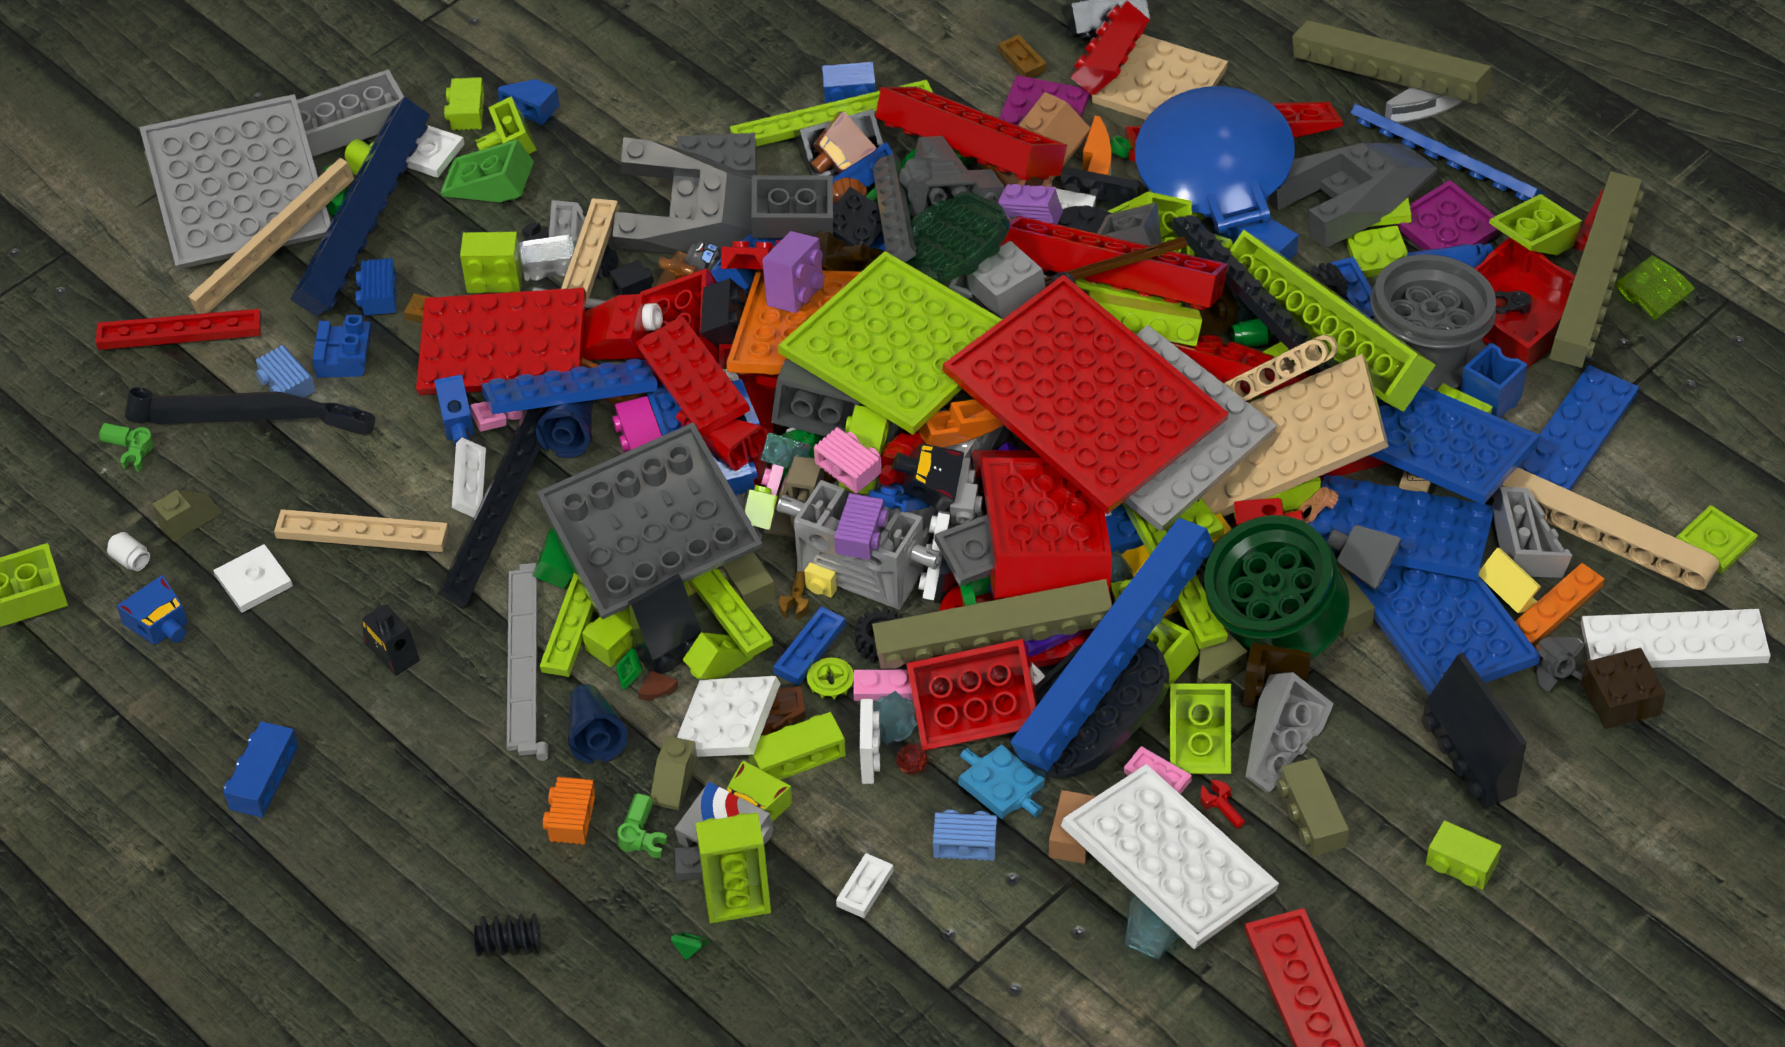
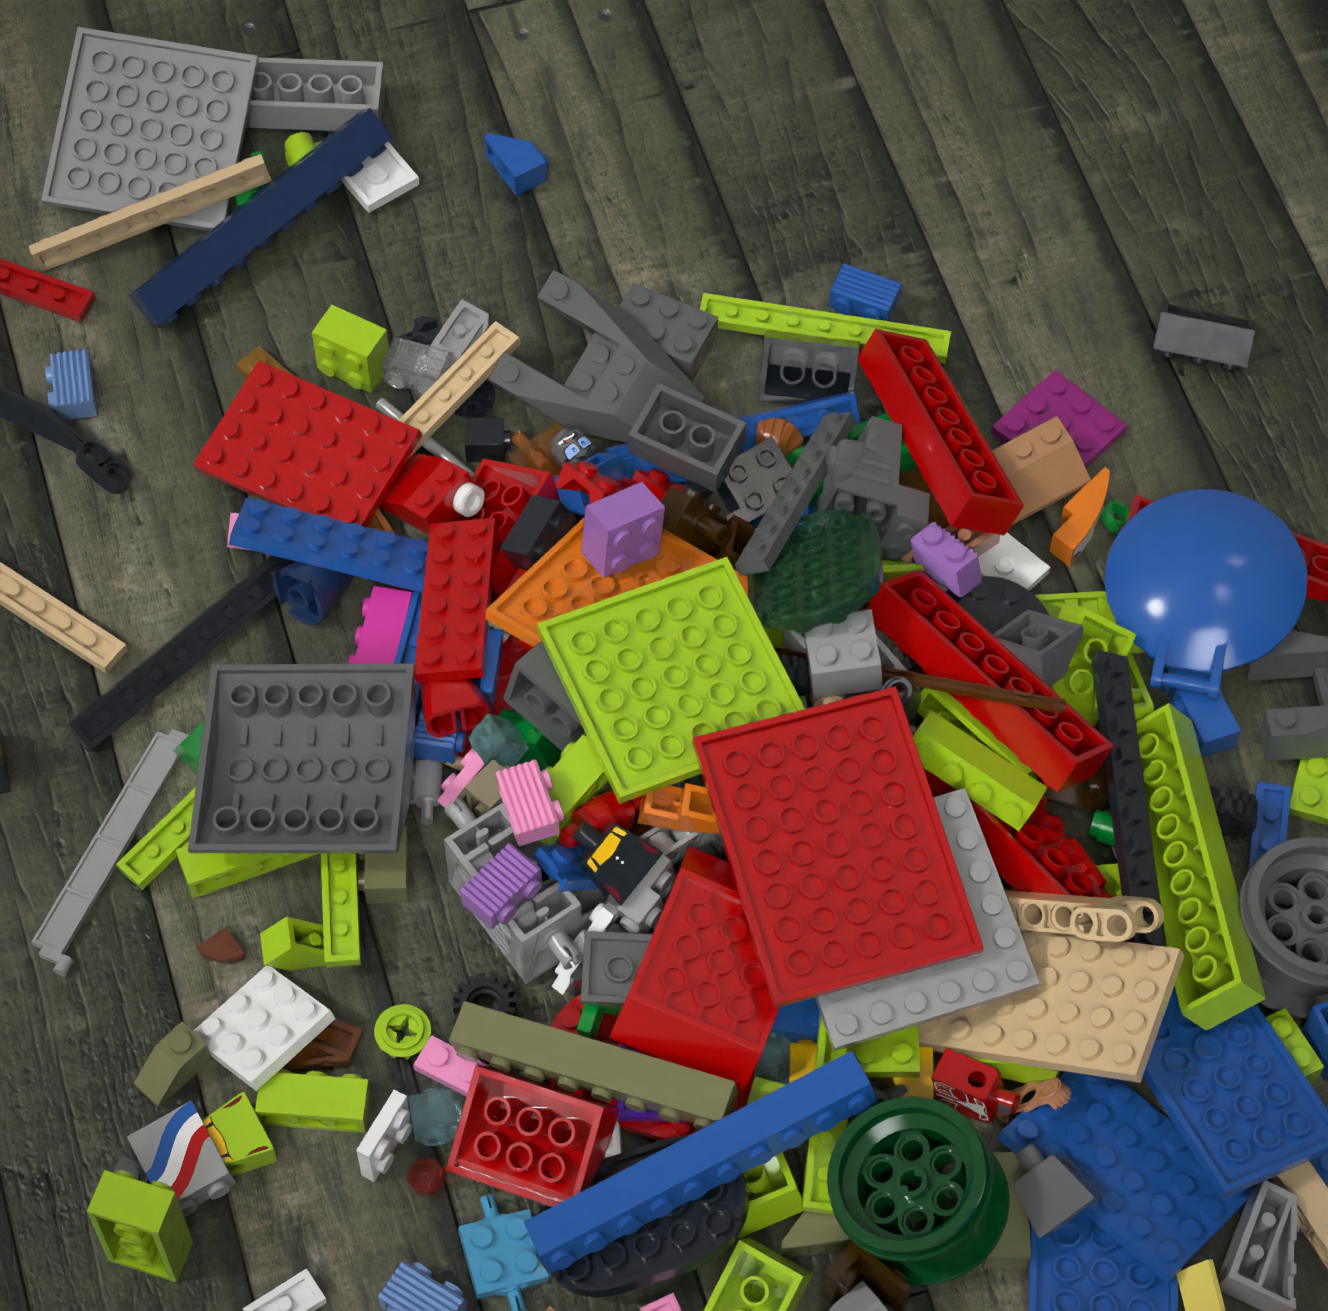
camera: 25 degrees right, 10 degrees up
(342, 349) = (146, 379): blue hips -> none
(377, 287) = (226, 321): blue brick -> none
(455, 415) = (209, 512): blue torso -> none
(465, 103) = (447, 135): lime brick -> none
(468, 477) = (180, 597): white plate -> none
(489, 174) = (420, 235): bright green slope -> none
(509, 127) = (471, 191): lime brick -> none
(570, 810) = (44, 1053): orange brick -> none
(594, 726) = (124, 964): dark blue cone -> none
(629, 669) = (206, 913): green slope -> none
(631, 833) = (88, 1114): bright green bar -> none
(663, 625) = (256, 888): black slope -> none
(688, 943) = (69, 1275): green slope -> none
(760, 506) = (436, 792): brick -> none
(795, 597) = (427, 912): pearl gold bar -> none
(809, 645) = (403, 981): blue plate -> none
(820, 580) = (456, 910): light yellow plate -> none
(841, 145) = (800, 376): torso -> none
(1022, 57) = (1076, 349): pearl gold plate -> none
(1102, 186) = (1059, 557): black plate -> none
(1110, 48) = (1173, 388): red wedge -> none
(1157, 73) = (1214, 444): tan plate -> none

